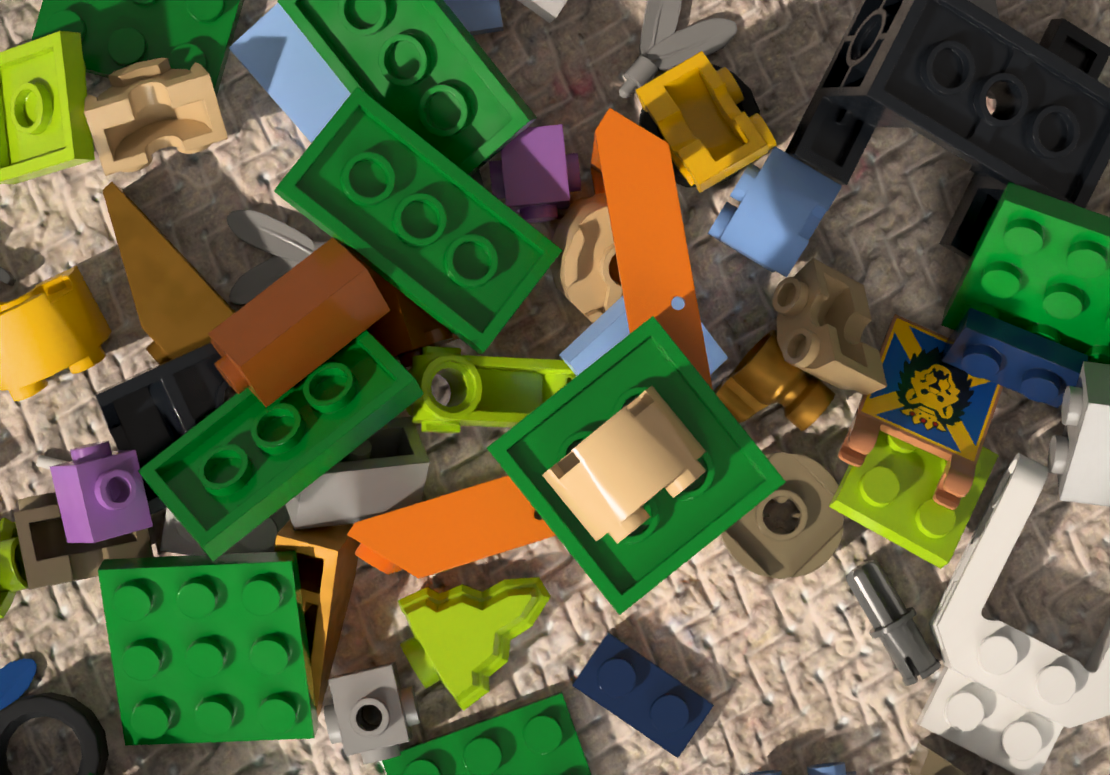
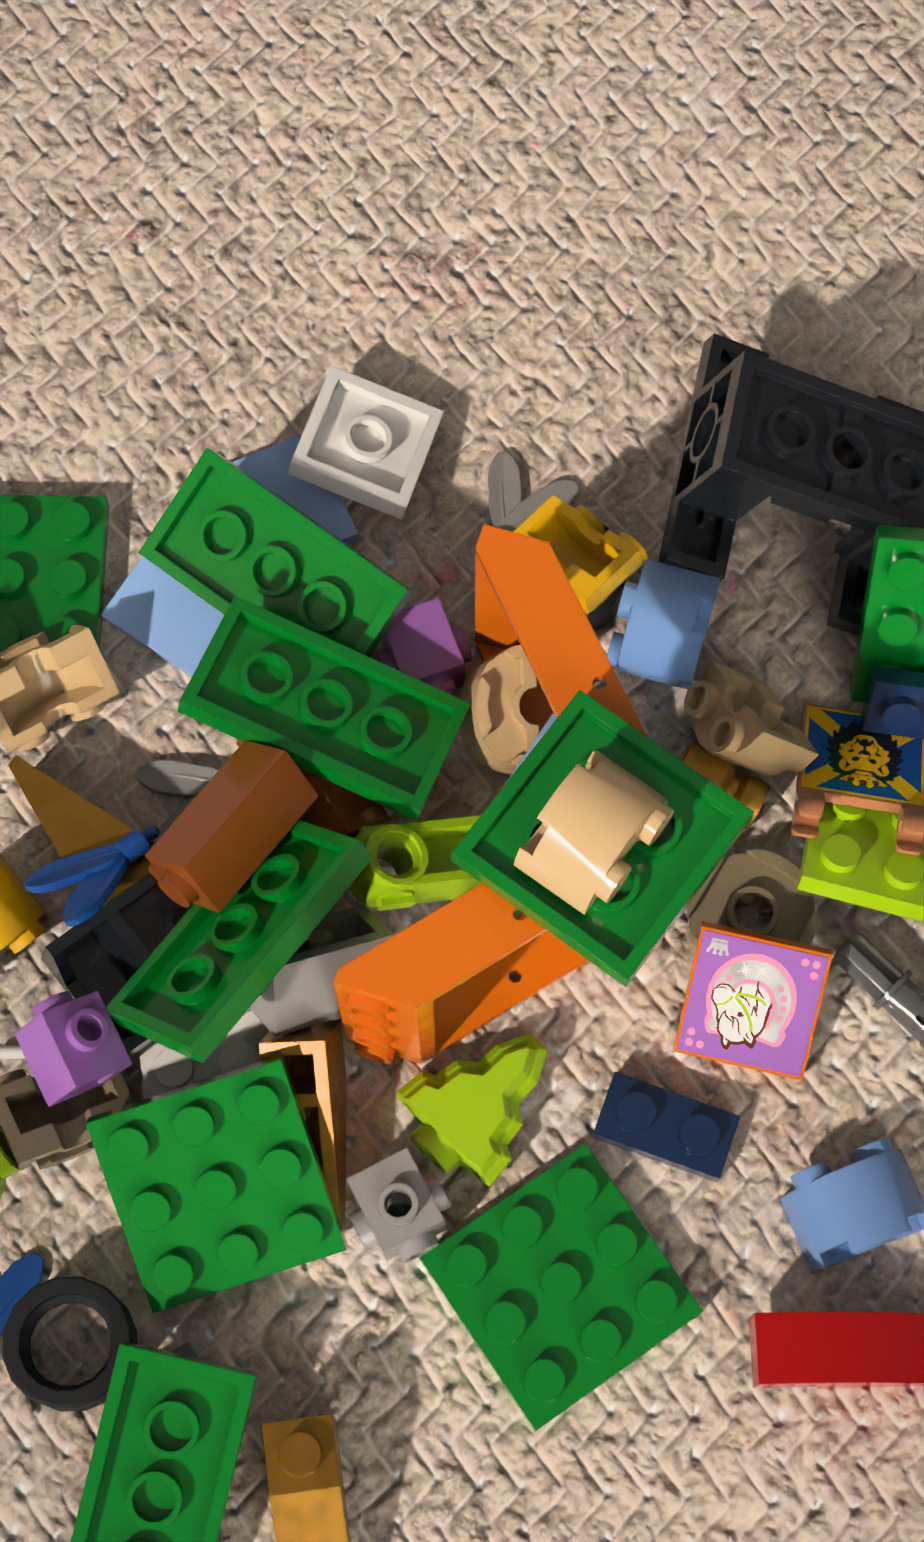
camera: 10 degrees left, 15 degrees down
(164, 323) = (96, 872): none -> blue piece
(756, 602) = (752, 1000): none -> tile

